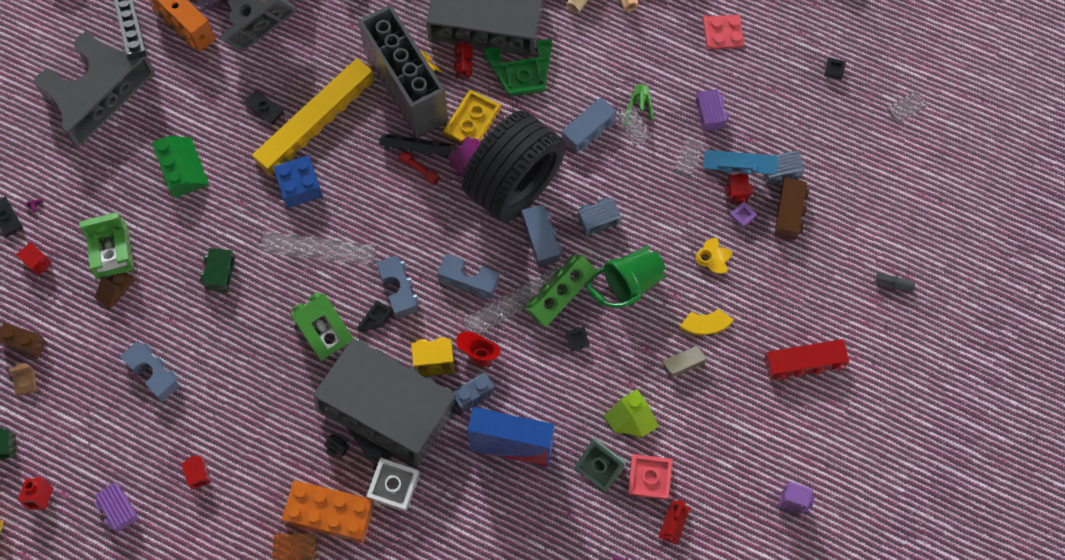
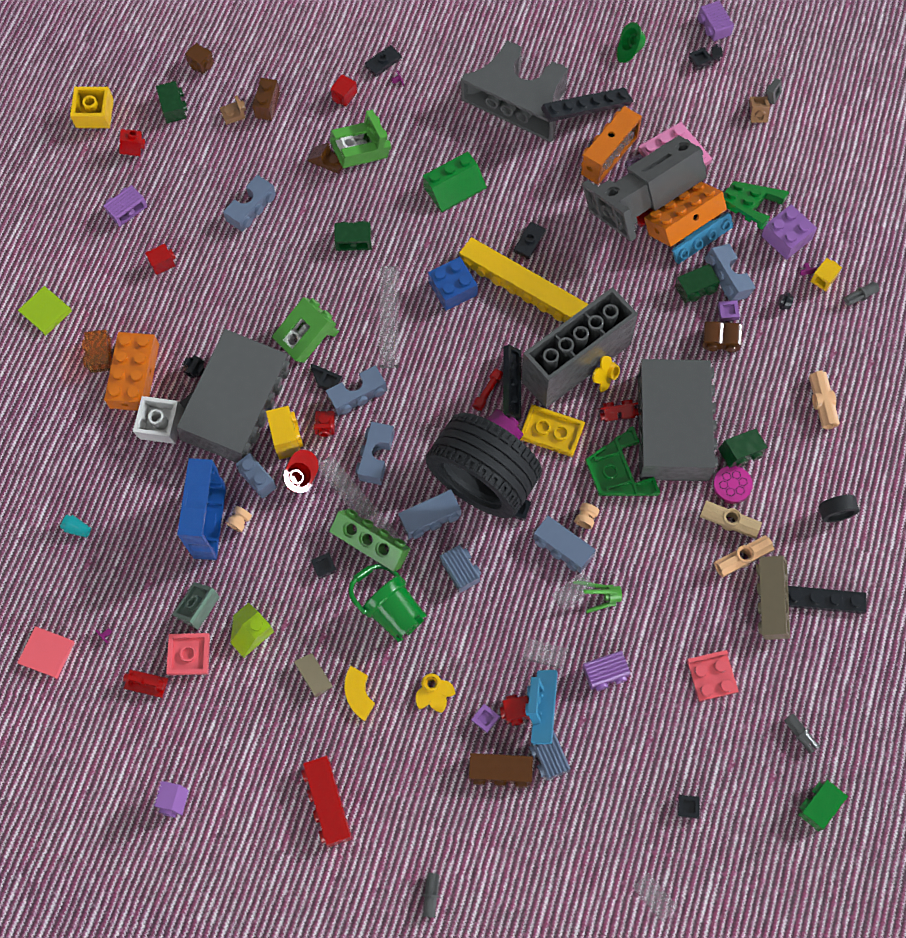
camera: 85 degrees right, 0 degrees up
(425, 323) = (324, 423): none -> red bracket
(514, 410) = (238, 519): none -> light nougat wheel
(564, 102) = (586, 516): none -> light nougat wheel

